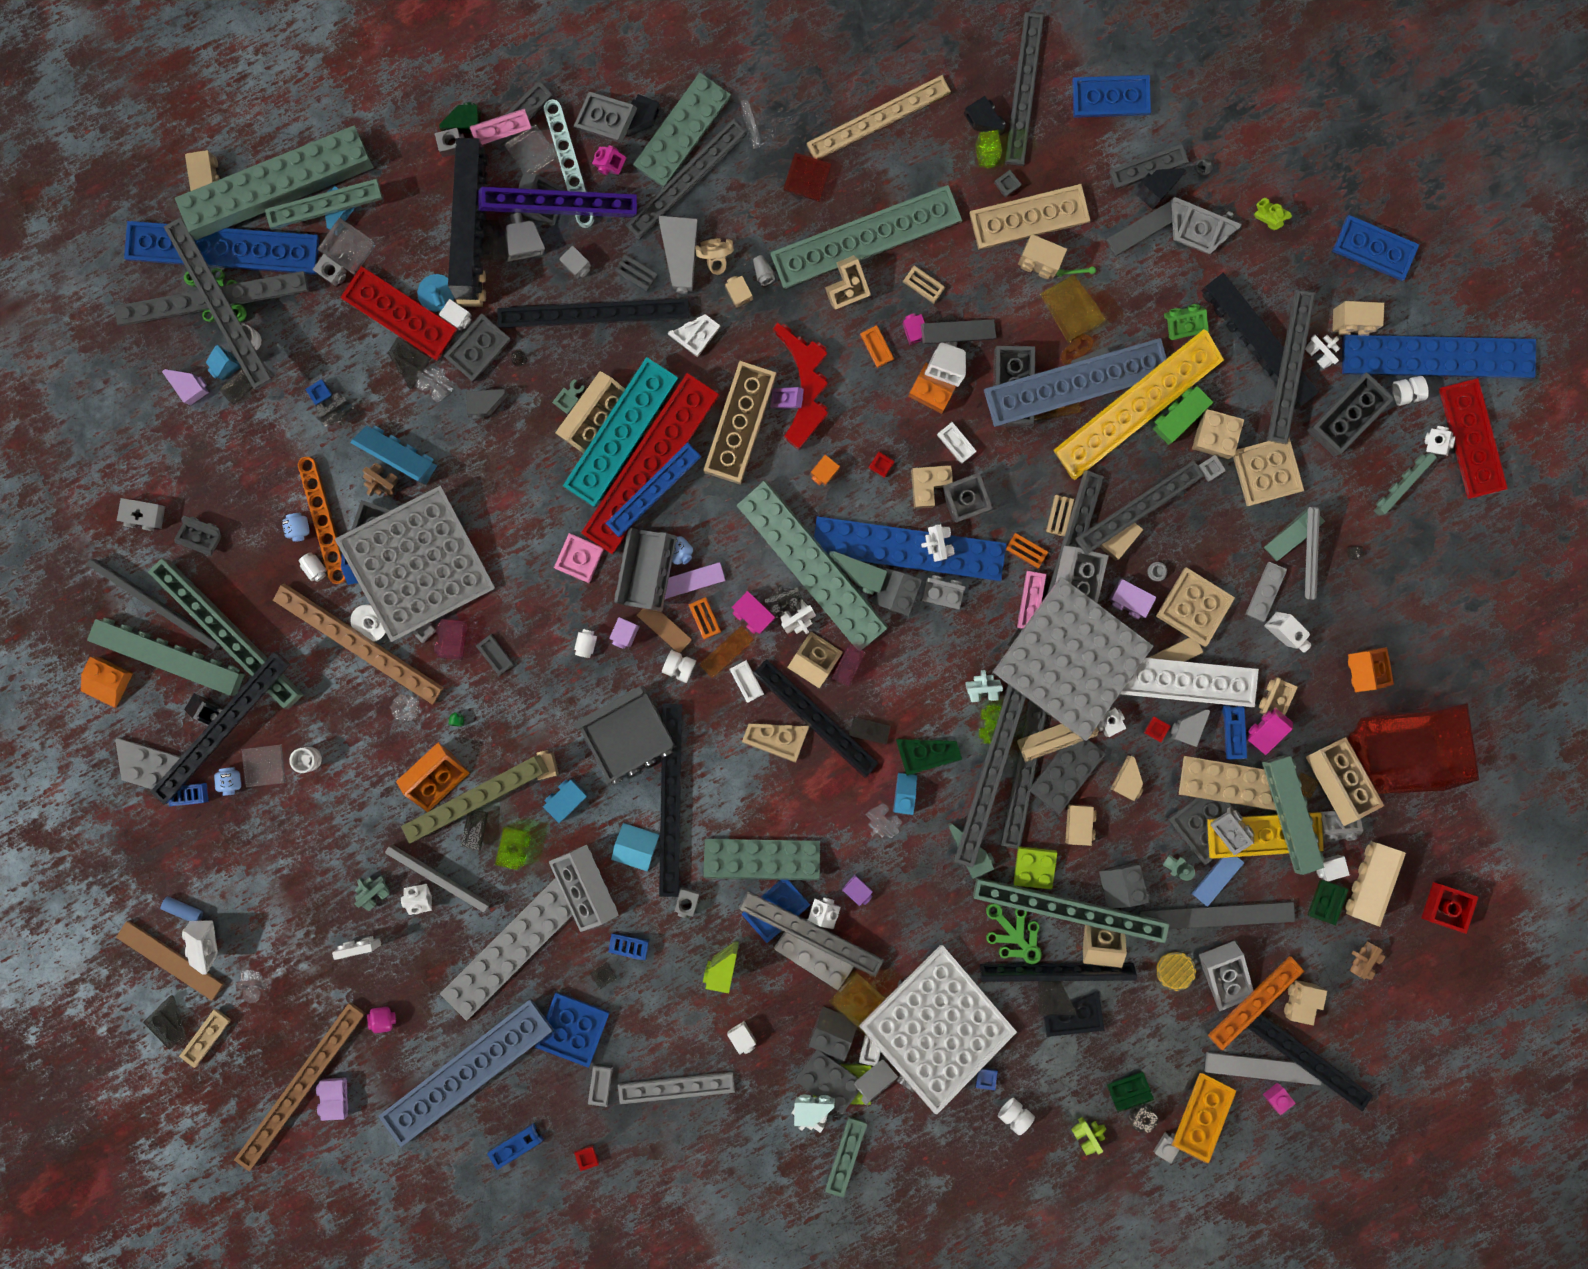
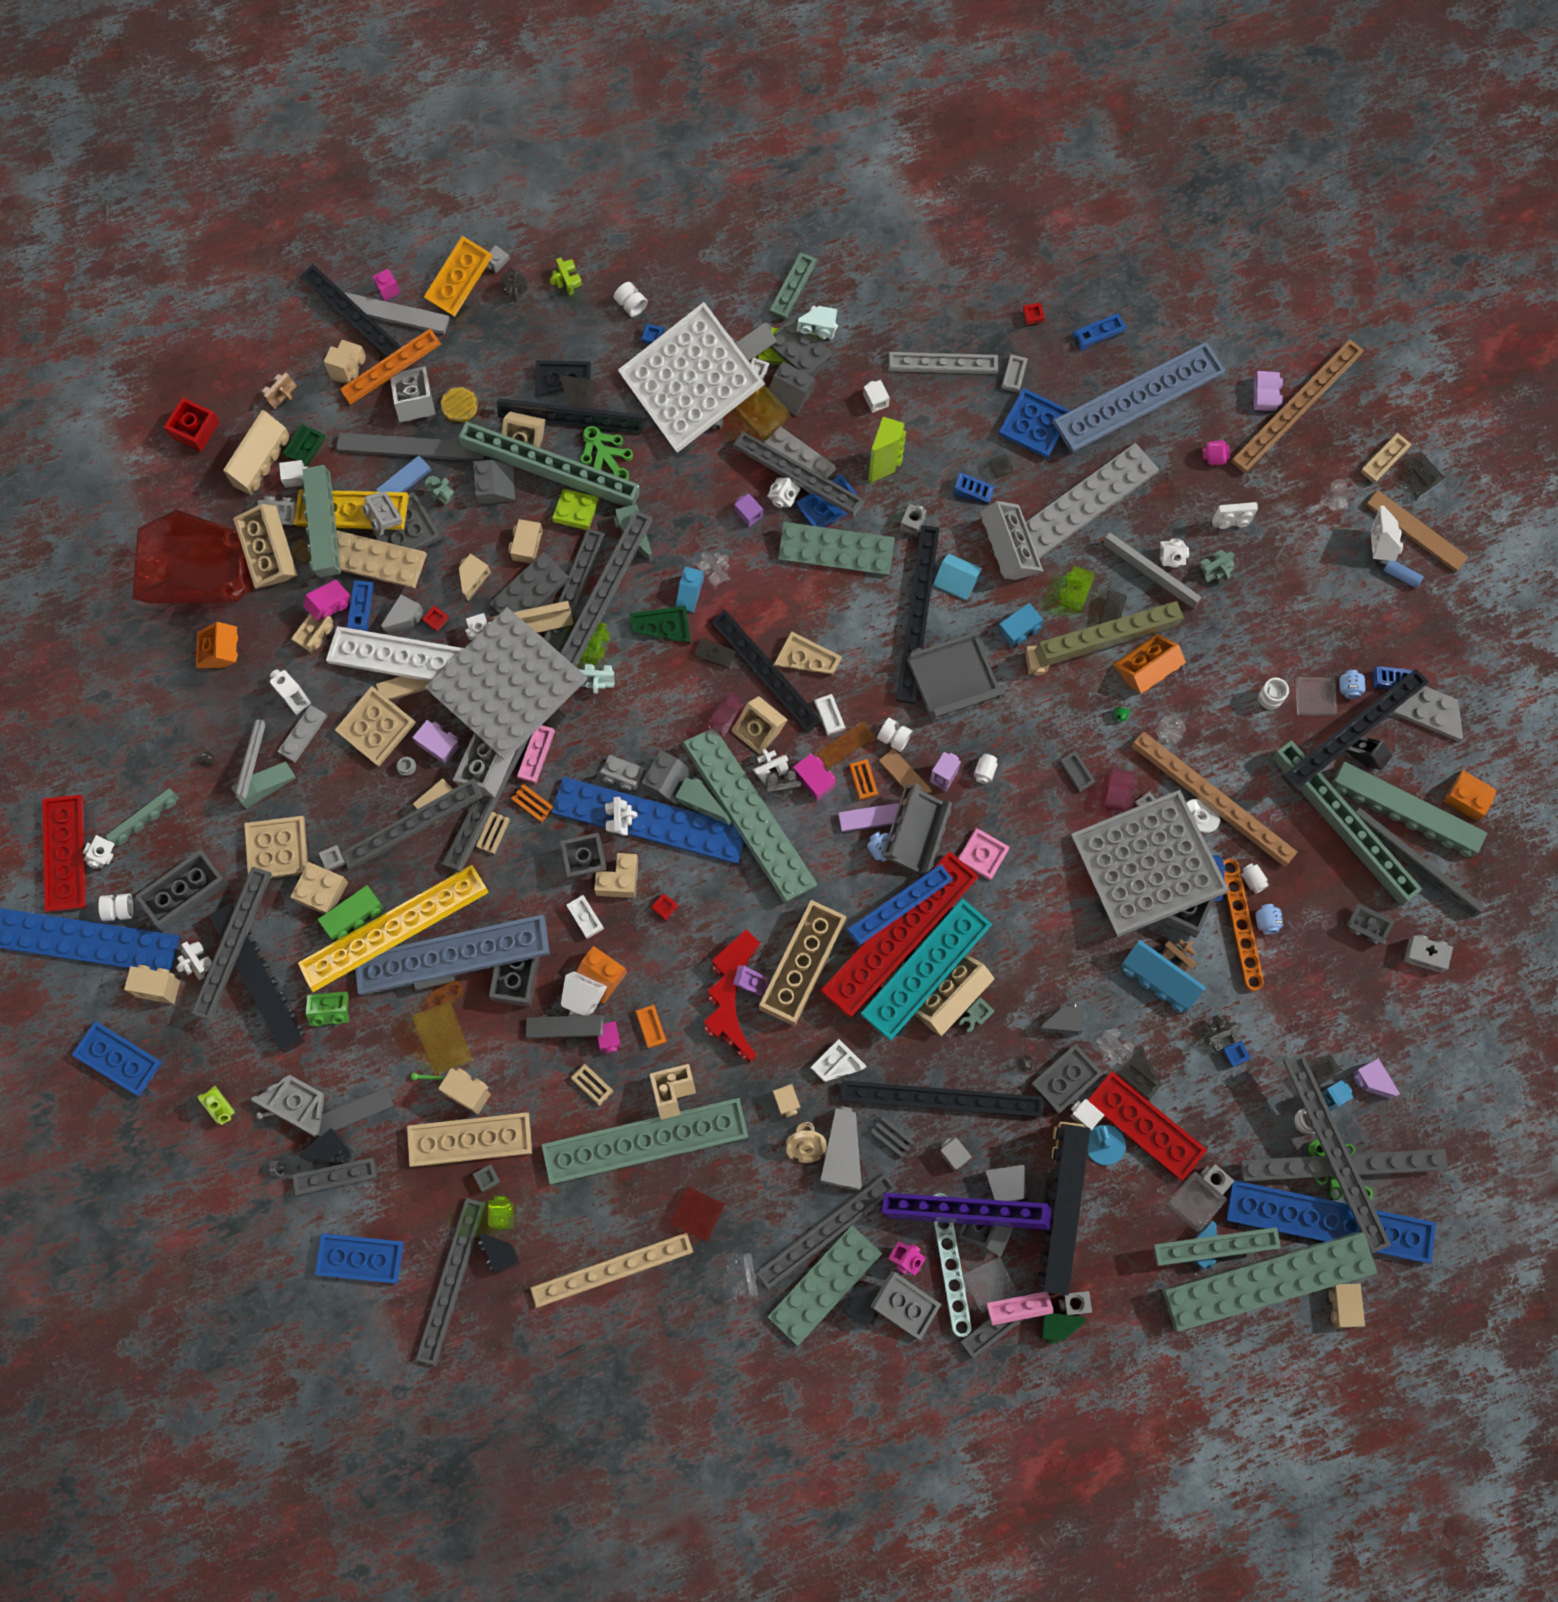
camera: 175 degrees left, 15 degrees down
(764, 272) = (757, 1119): light grey cone -> none
(824, 471) = (723, 905): orange brick -> none
(1130, 1092) = (521, 306): dark green plate -> none

